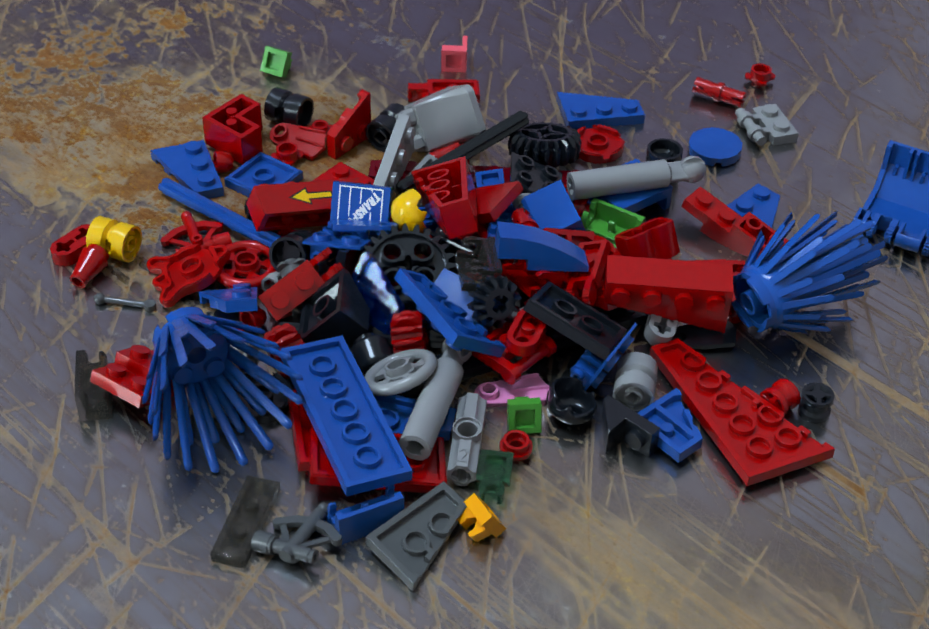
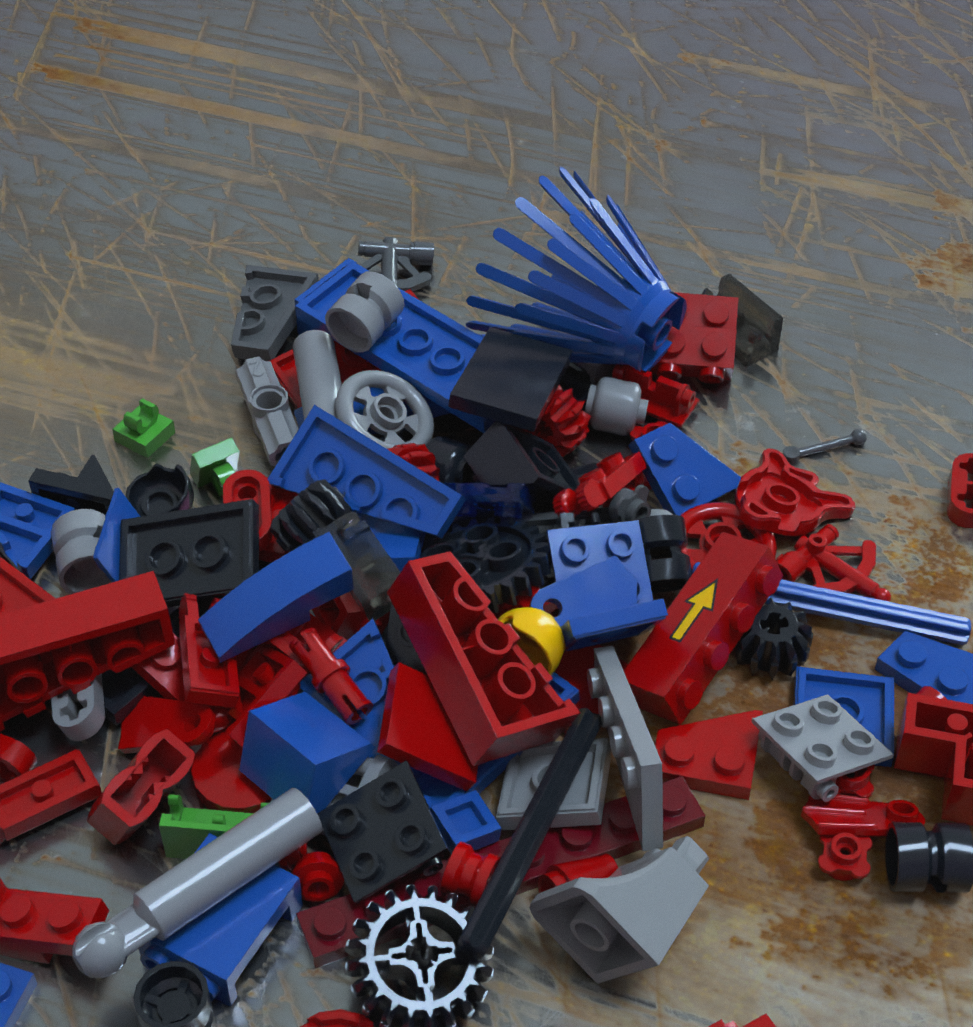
camera: 155 degrees right, 5 degrees up
(89, 264) = (914, 461): red cone -> none
(119, 239) = (925, 494): yellow wheel -> none
(245, 518) = (457, 270): clear smoke tile -> none
(294, 155) = (819, 744): none -> light grey hinge
(315, 329) = (510, 379): none -> black tile
(350, 128) = (777, 869): red wing -> none
(374, 411) = (364, 311): none -> light grey wheel
(381, 127) = (730, 902): black wheel -> none
(484, 518) = (206, 341): light orange tile -> none
(494, 473) = (220, 394): clear green plate -> none
(500, 152) = (468, 872): none -> red wheel
(518, 443) = (208, 432): red plate -> none
(560, 473) = (144, 429): none -> bright green tile

